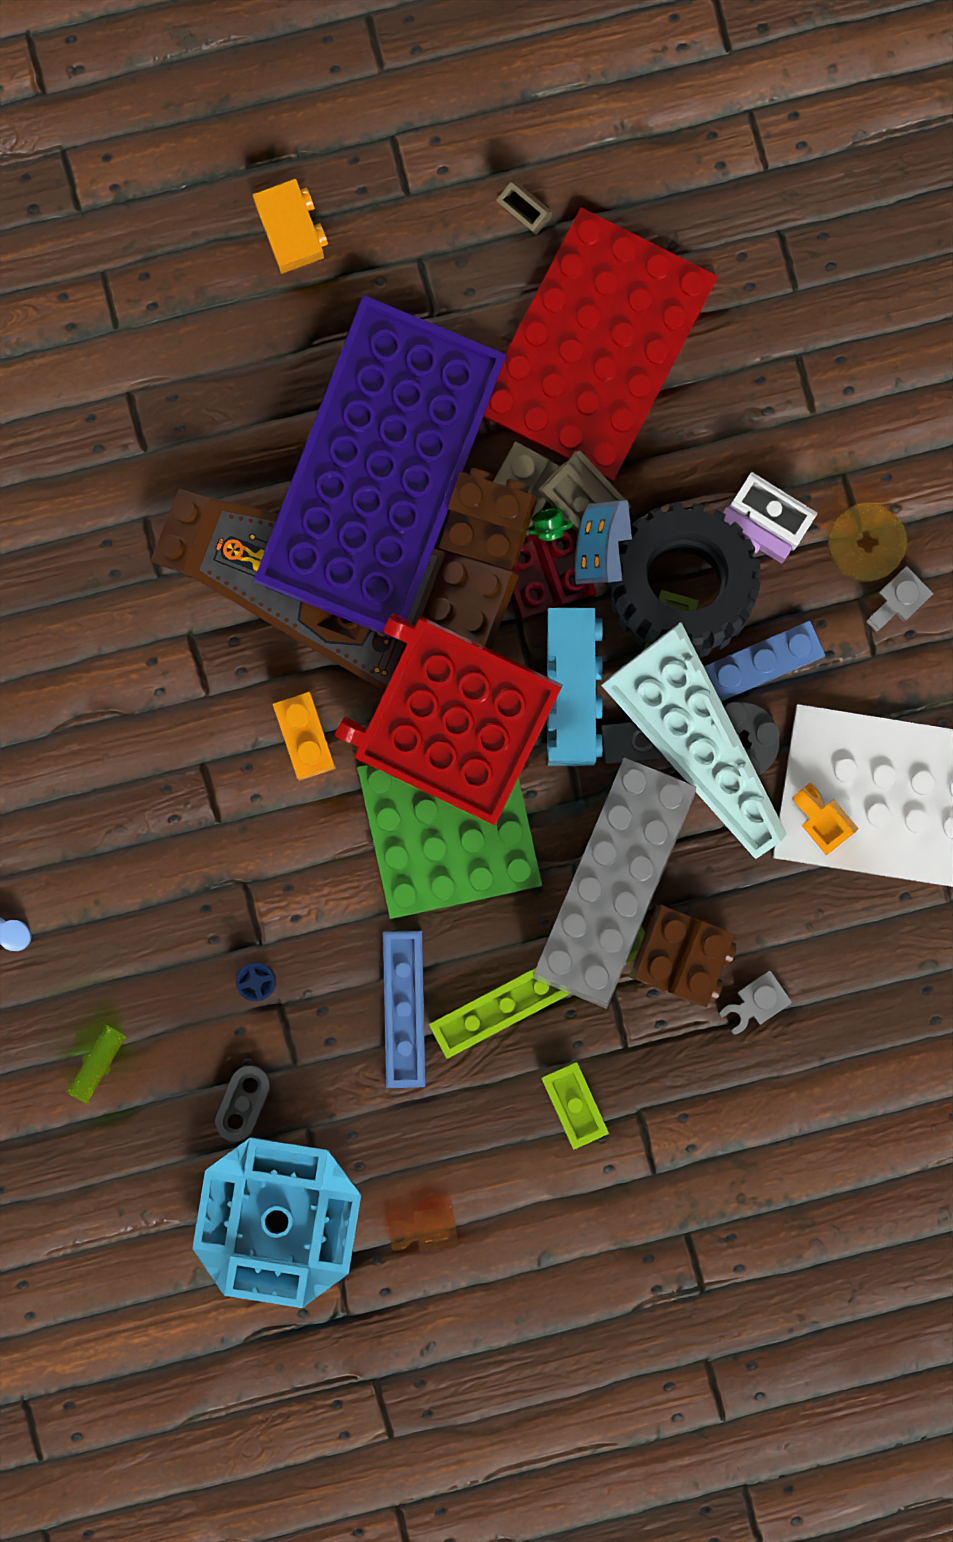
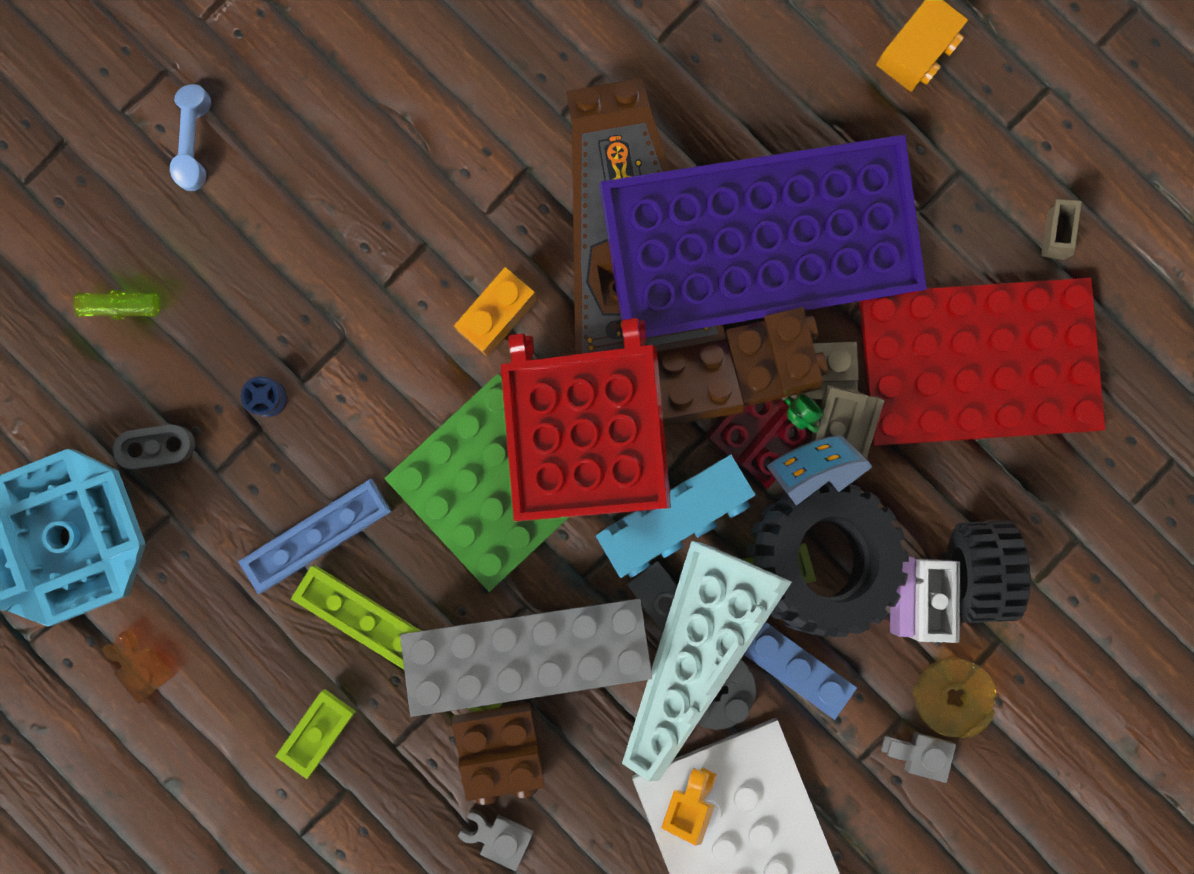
camera: 65 degrees right, 0 degrees up
(774, 452) = (992, 571): none -> black tyre

